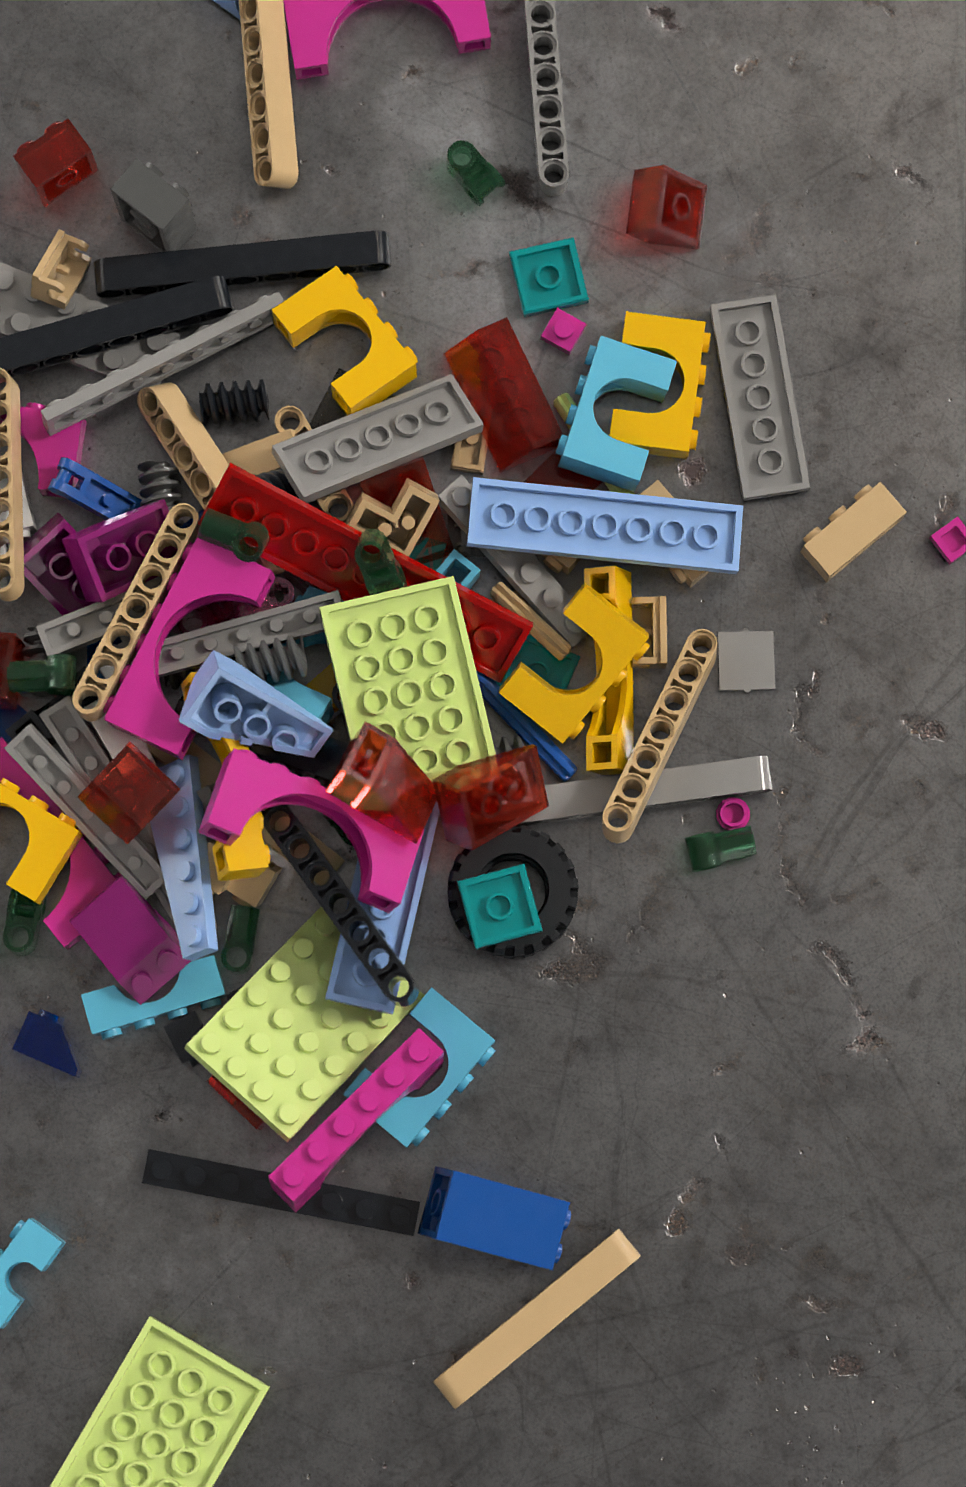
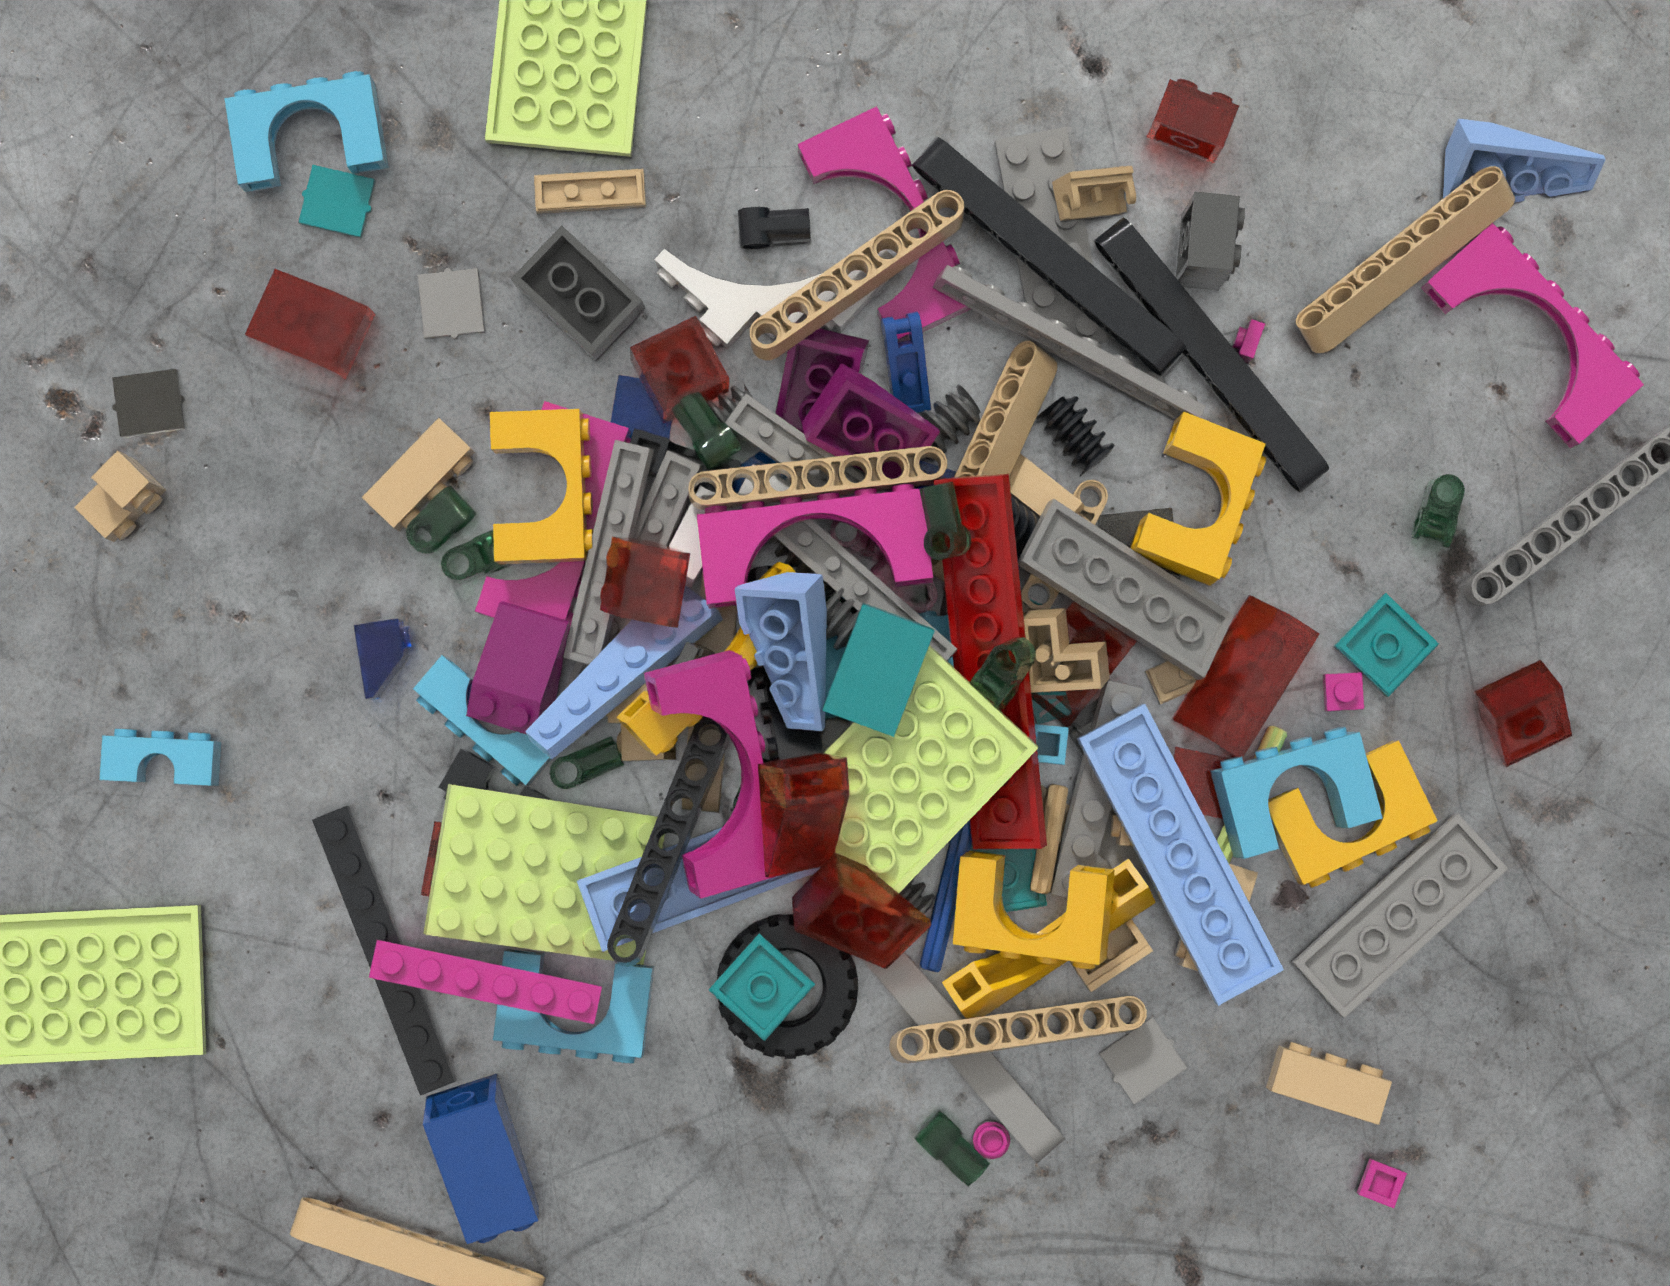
camera: 60 degrees right, 5 degrees up
(248, 228) = (1248, 339): none -> dark pink plate
(314, 655) = (878, 669): none -> teal tile

